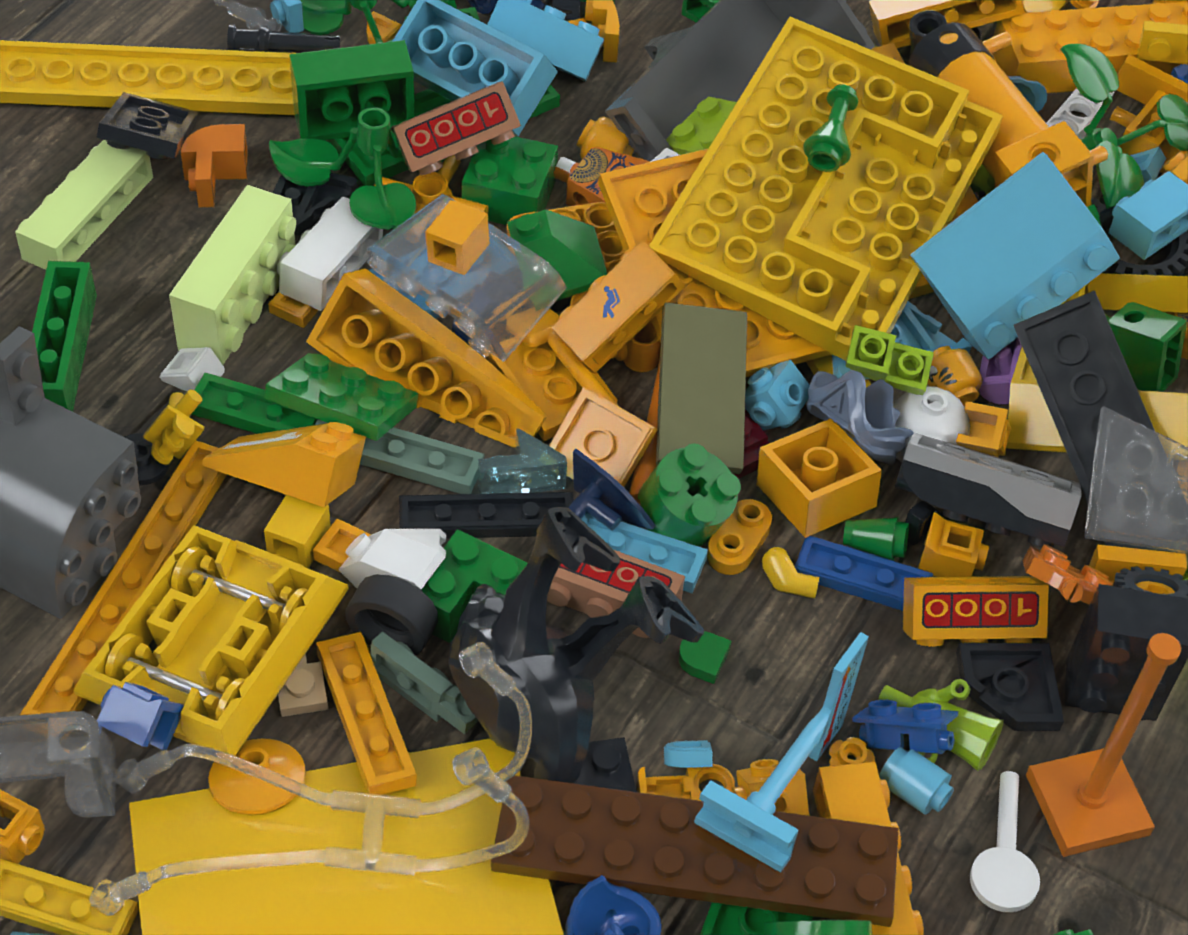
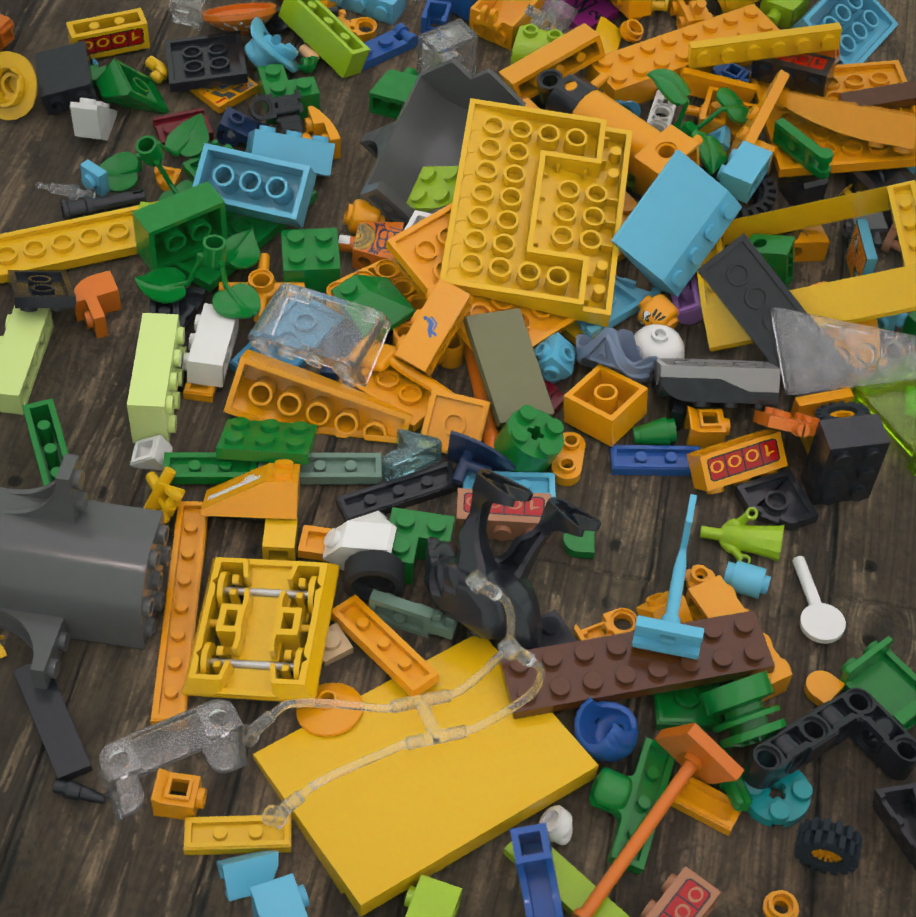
camera: 20 degrees left, 0 degrees up
(140, 715) = (244, 691): window -> none
(456, 128) = (268, 234): brick -> none
(457, 237) = (314, 309): light orange brick -> none
(688, 754) = (601, 607): medium azure tile -> none
(785, 576) = (608, 475): yellow arm -> none
(828, 145) = (533, 181): green piece -> none
(882, 358) = (617, 314): lime slope -> none
(923, 722) = (738, 542): blue hinge -> none
(988, 429) = (697, 342): light orange window -> none
(1091, 794) = (850, 554): orange tile -> none

